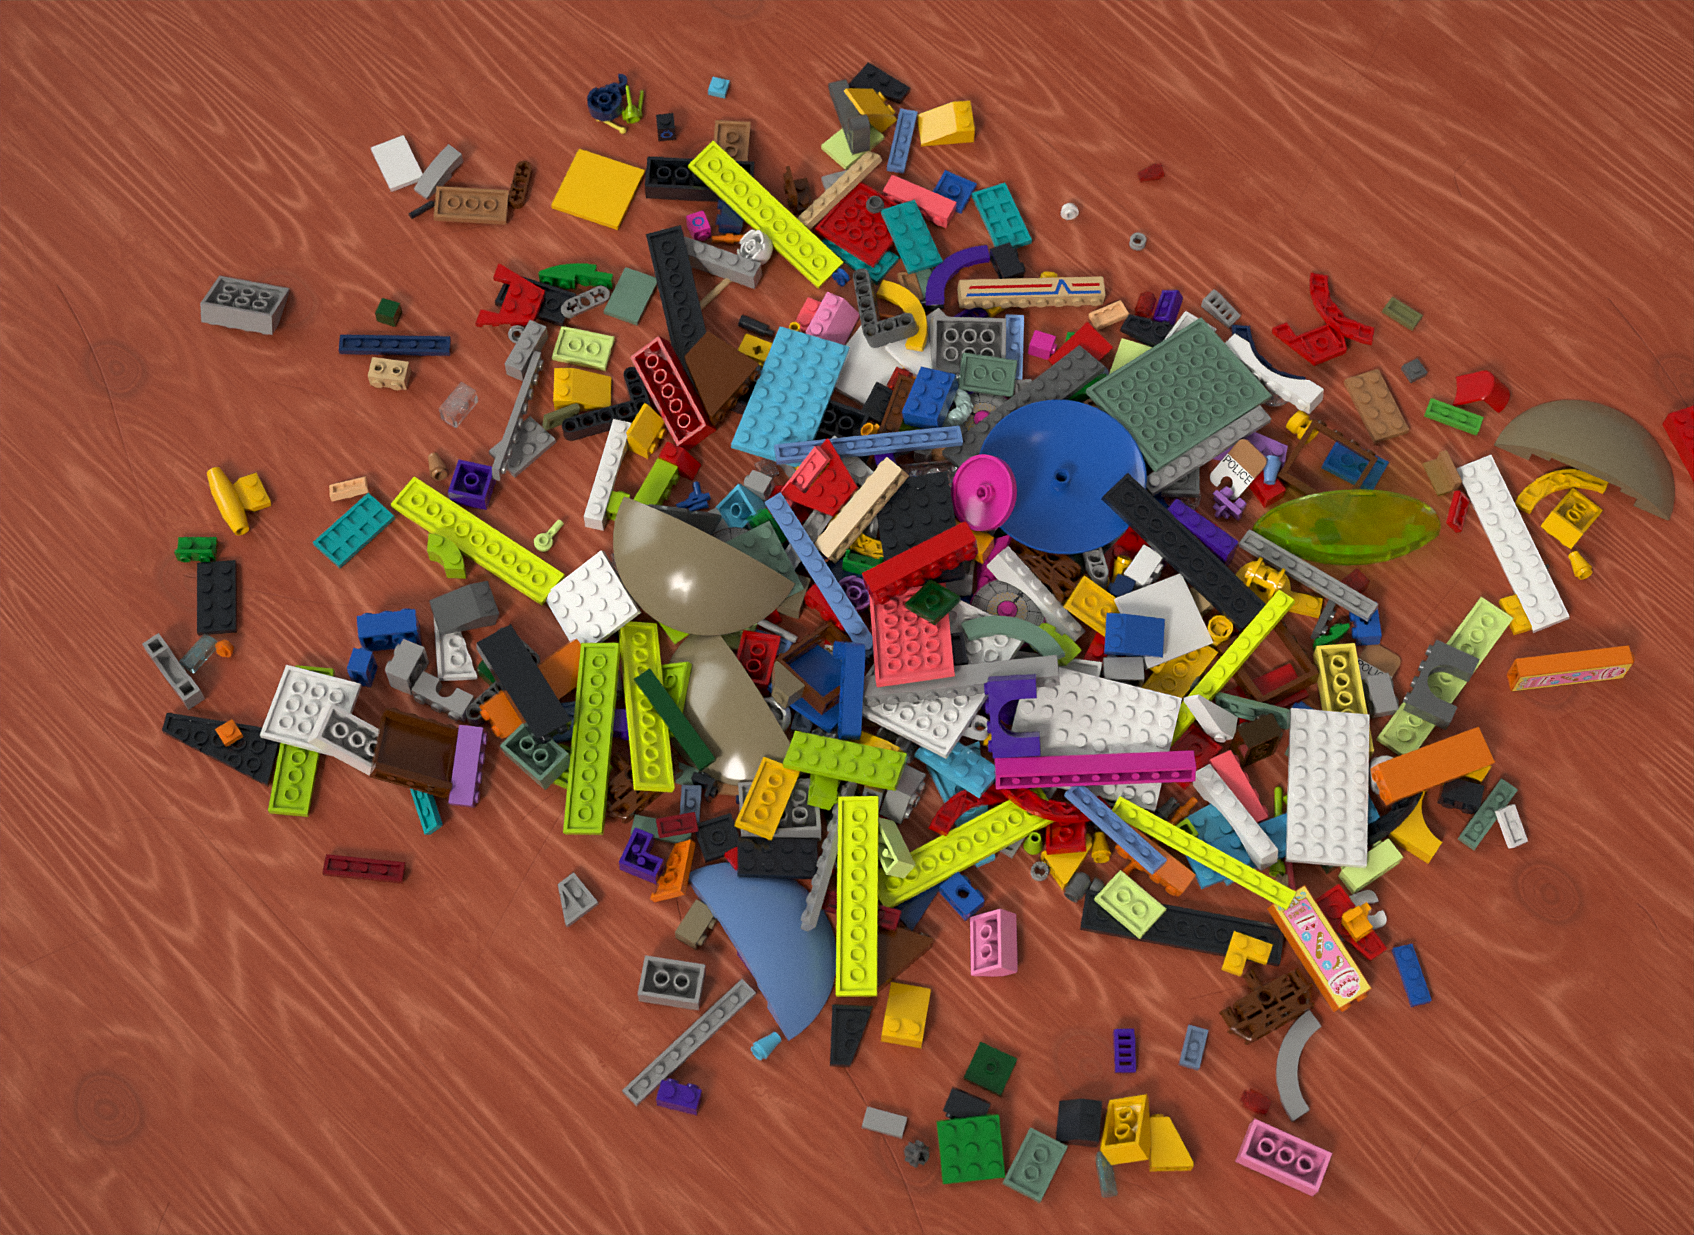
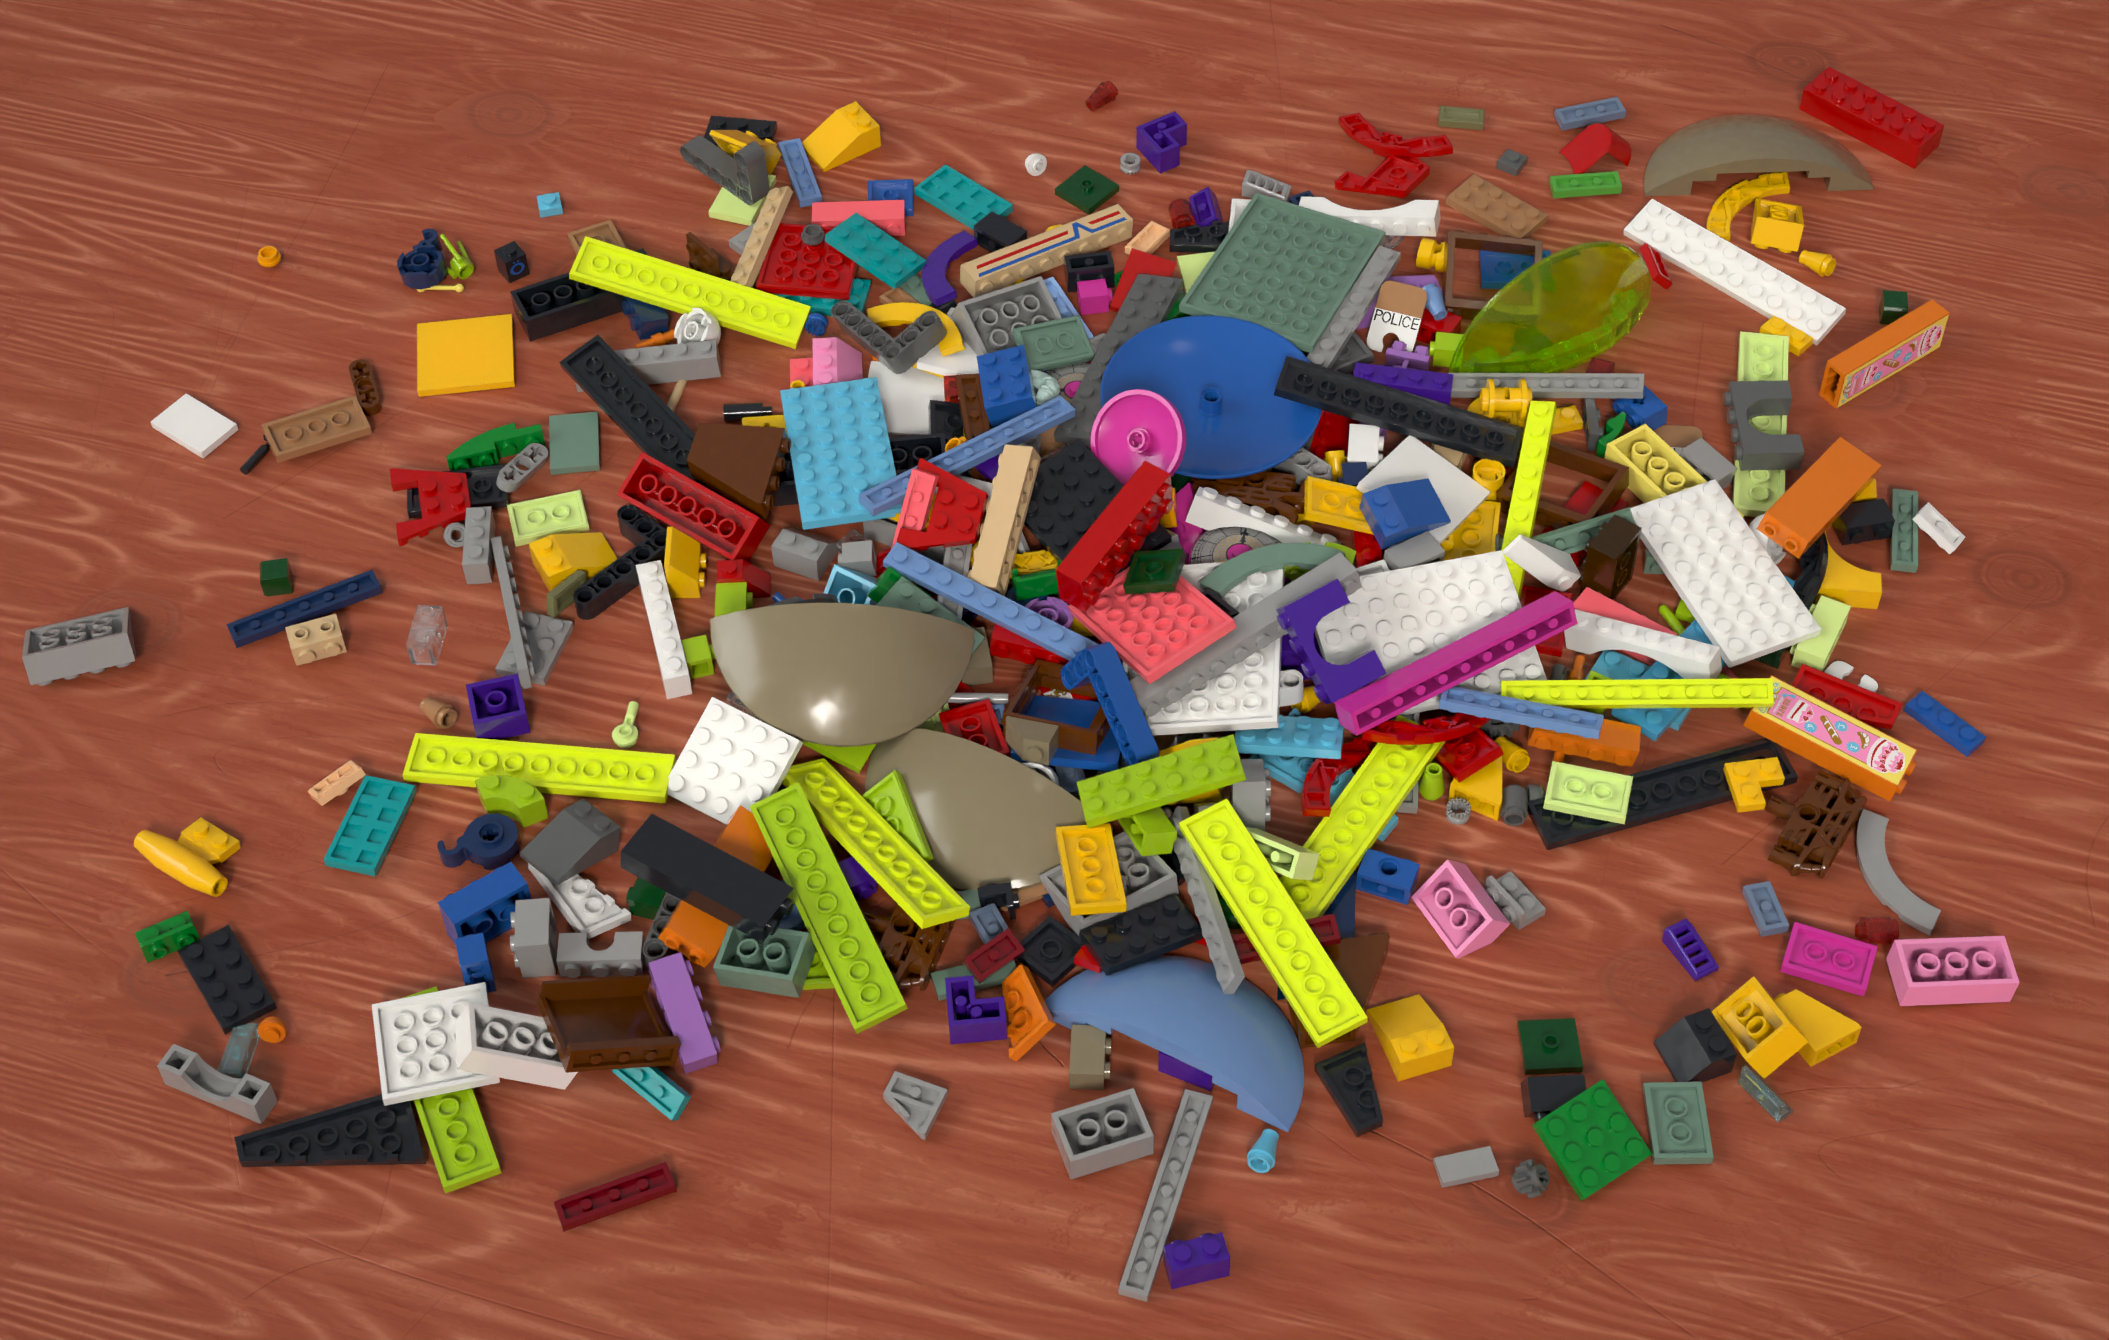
camera: 25 degrees left, 15 degrees down
(229, 733) = (336, 1120): orange plate -> none
(409, 579) = (486, 841): none -> dark blue piece
(438, 171) = (254, 411): light grey slope -> none
(511, 45) = (268, 256): none -> light orange plate
(674, 720) = (920, 837): dark green tile -> none
(698, 226) = (615, 336): dark pink brick -> none
(730, 461) = (803, 552): none -> light grey slope
(1034, 954) = (1514, 900): none -> light grey bracket
(1050, 323) = (1088, 267): none -> black brick
(1093, 249) = (1087, 189): none -> dark green plate
(1166, 233) = (1162, 140): none -> dark purple brick
(1210, 1105) = (1829, 959): none -> dark pink plate
(1258, 507) = (1444, 348): none -> lime brick
(1357, 922) = (1853, 688): light orange brick -> none
(1443, 474) = (1613, 230): medium nougat panel -> none
(1498, 355) = (1589, 113): none -> sand blue plate
(1607, 631) = (1892, 306): none -> dark green piece

